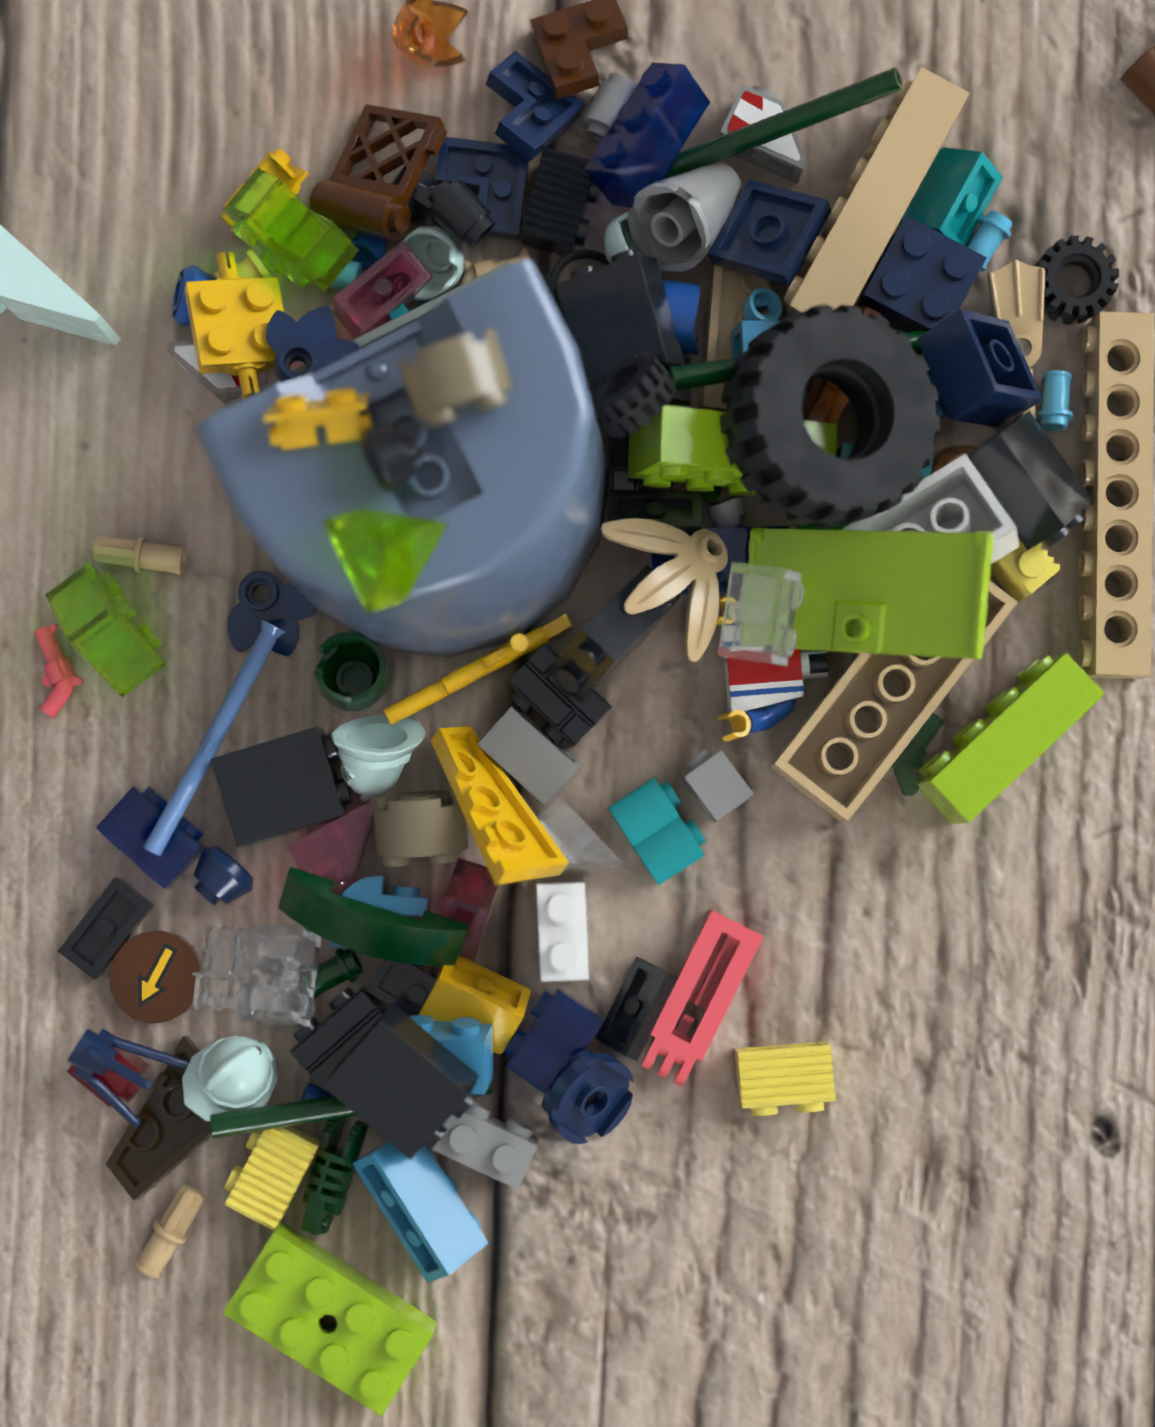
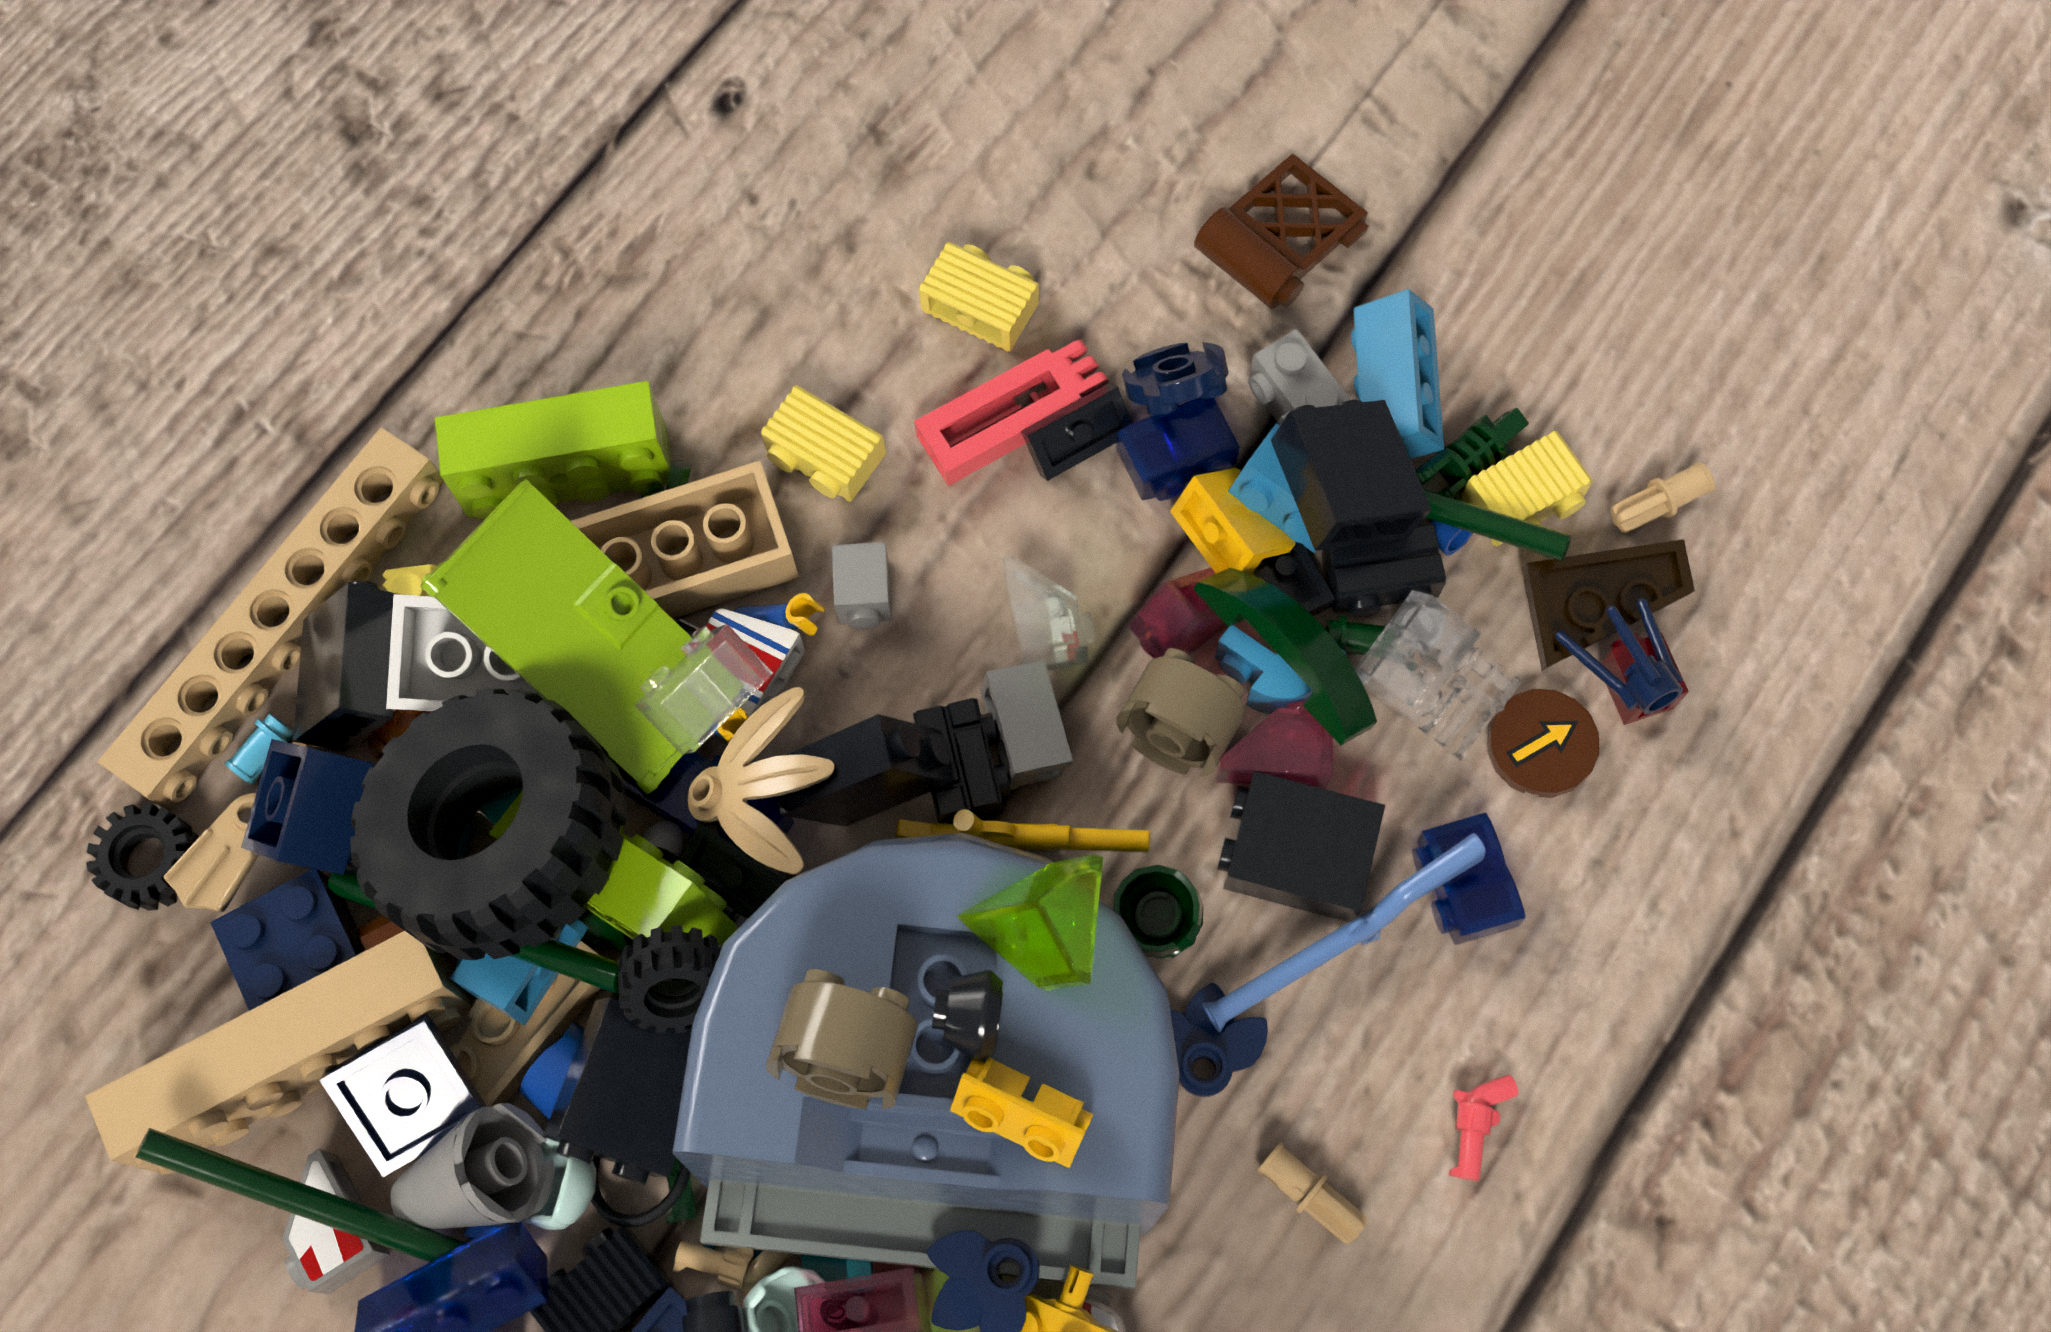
camera: 140 degrees left, 15 degrees down
(103, 628) = (1400, 1126): clear neon green brick -> none
(106, 928) = (1569, 818): black plate -> none
(221, 876) = (1418, 794): dark blue cone -> none
(229, 1077) = (1522, 596): light aqua piece -> none
(375, 752) = (1183, 820): light aqua piece -> none
(375, 1330) = (1545, 331): lime brick -> none
(499, 818) = (1096, 672): yellow wing -> none
(562, 931) = (1103, 526): white brick -> none
(594, 1248) = (1259, 258): none -> reddish brown piece
(657, 831) = (949, 578): teal brick -> none
(760, 300) = (461, 1016): medium azure hinge -> none
(820, 876) = (822, 444): none -> light yellow brick
(955, 193) = (184, 1015): teal panel -> none
(990, 234) = (190, 959): medium azure pin -> none

